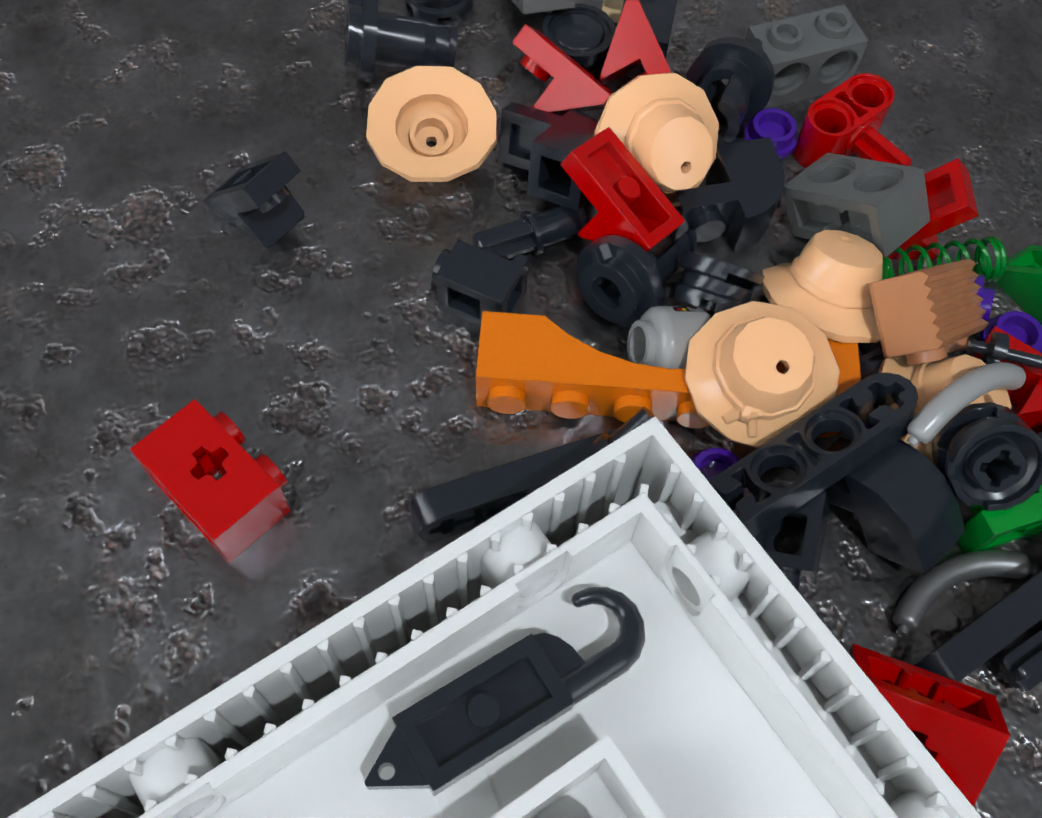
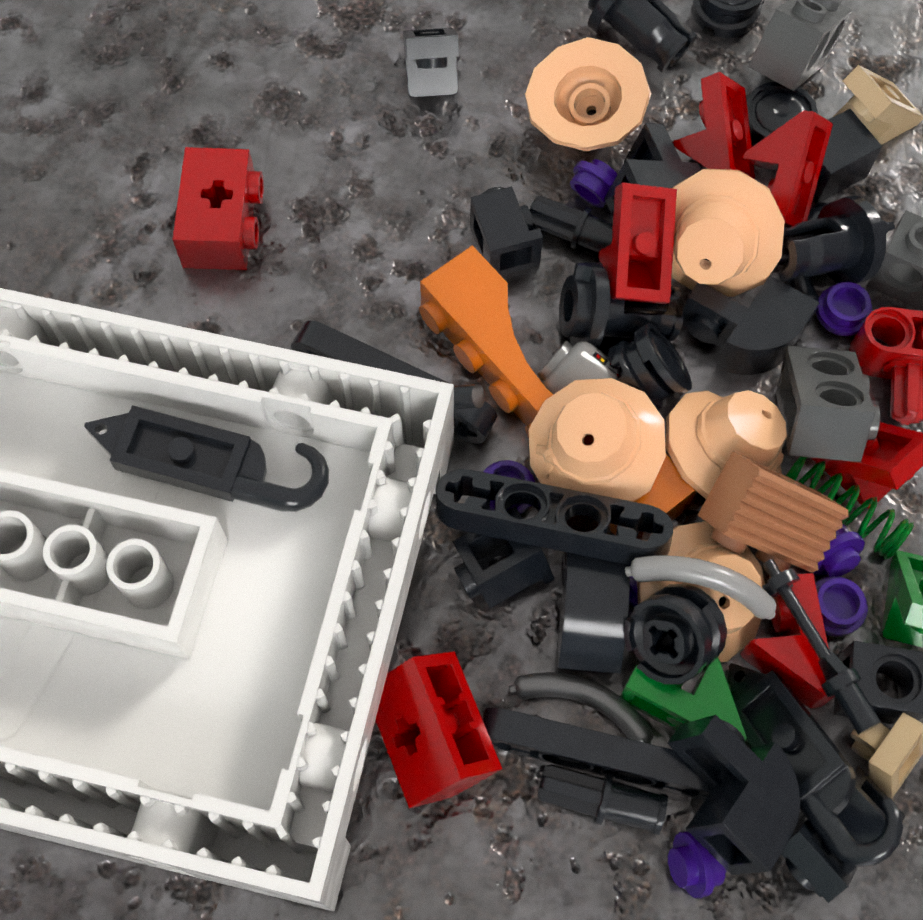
camera: 50 degrees right, 5 degrees up
(502, 190) = (592, 181): none -> dark purple plate

